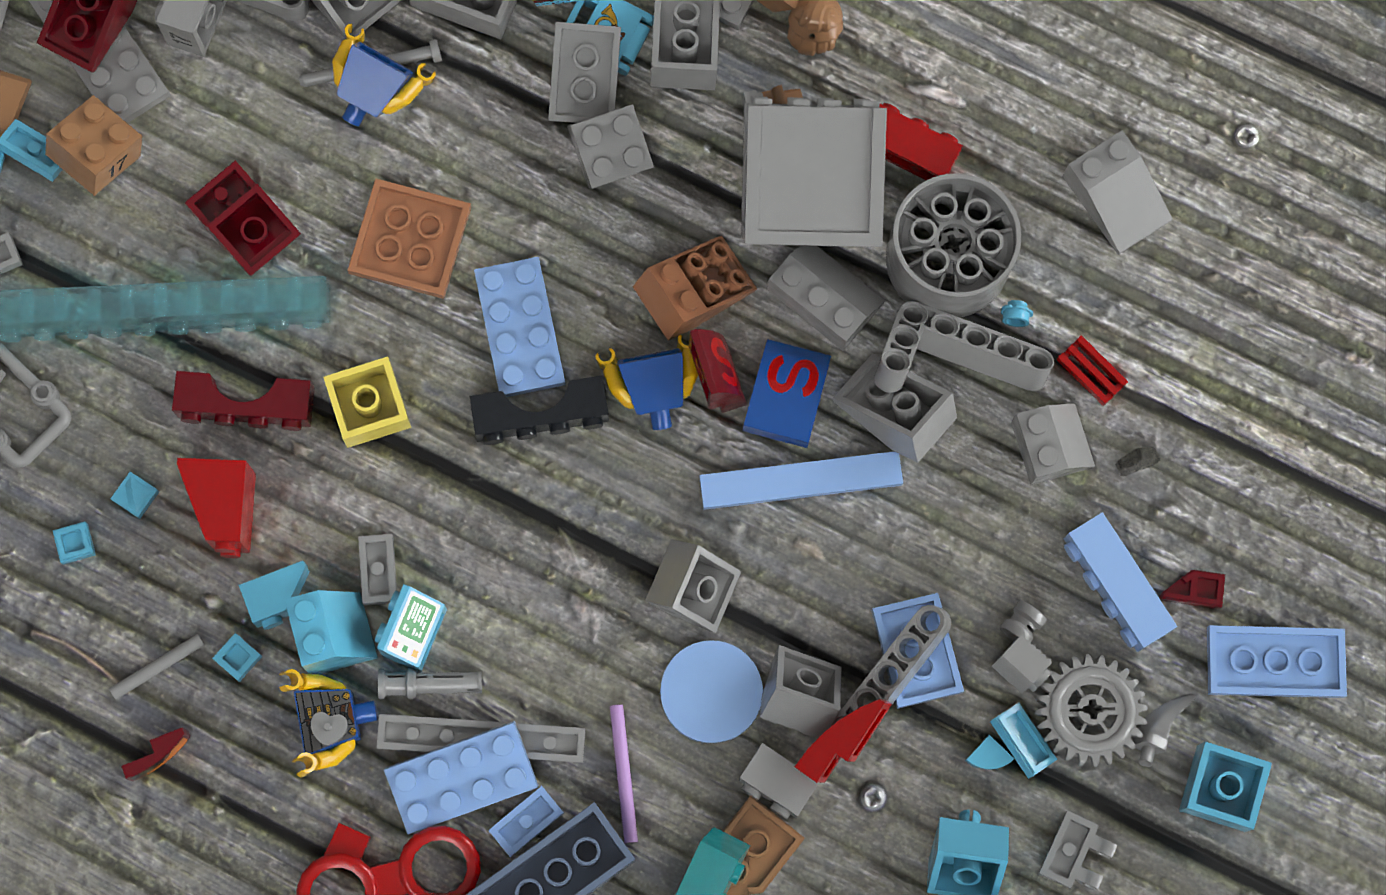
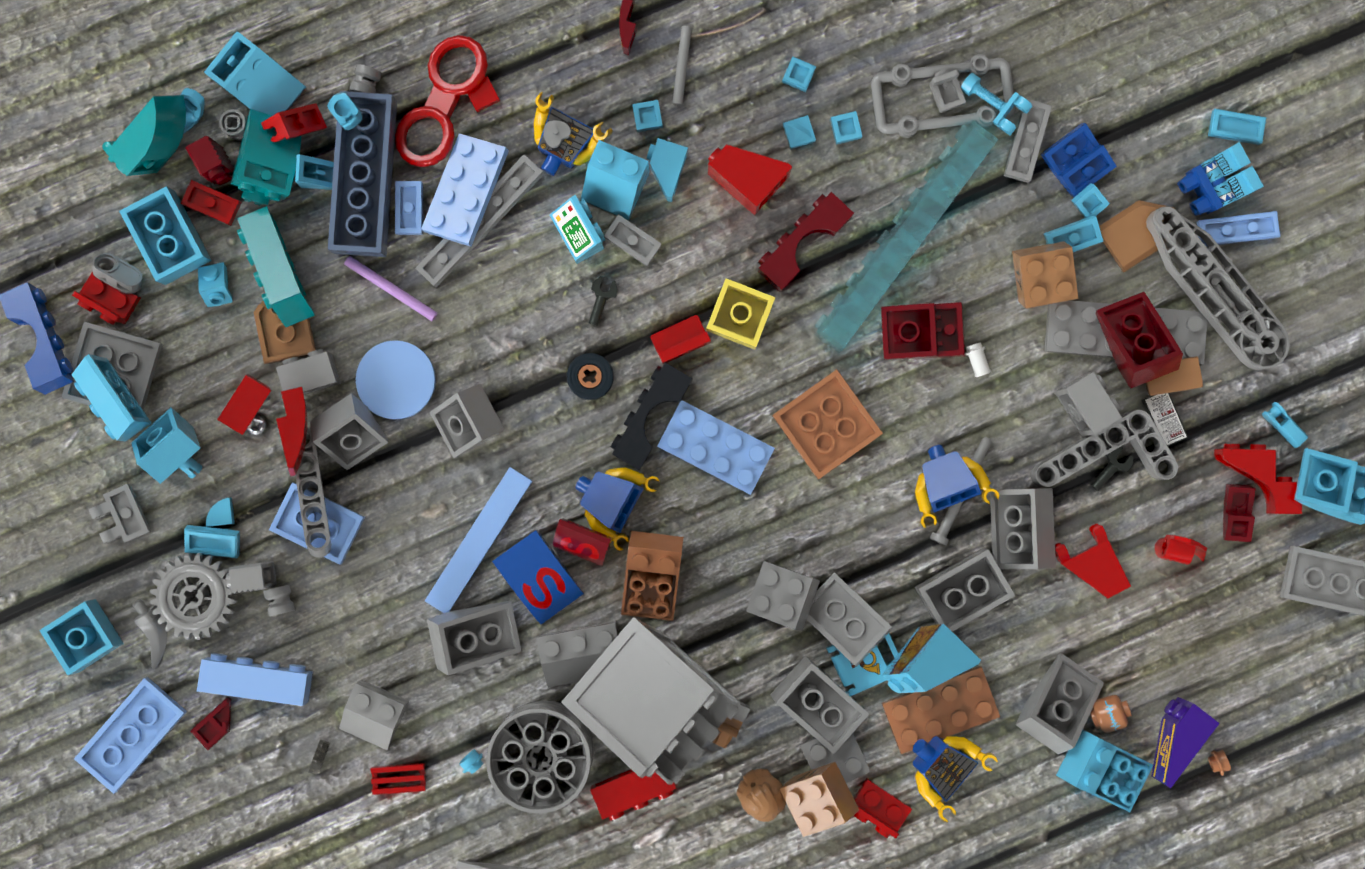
camera: 135 degrees right, 10 degrees up
(93, 451) = (846, 127): none -> medium azure plate
(229, 147) = (978, 359): none -> white pin
(413, 683) = (546, 205): light grey pin -> none
(440, 444) = (680, 339): none -> red panel
(462, 554) = (601, 299): none -> pearl dark grey bar
(560, 516) = (587, 390): none -> black bush
(861, 821) = (244, 404): none -> red hinge
(961, 343) = (478, 704): light grey beam -> none

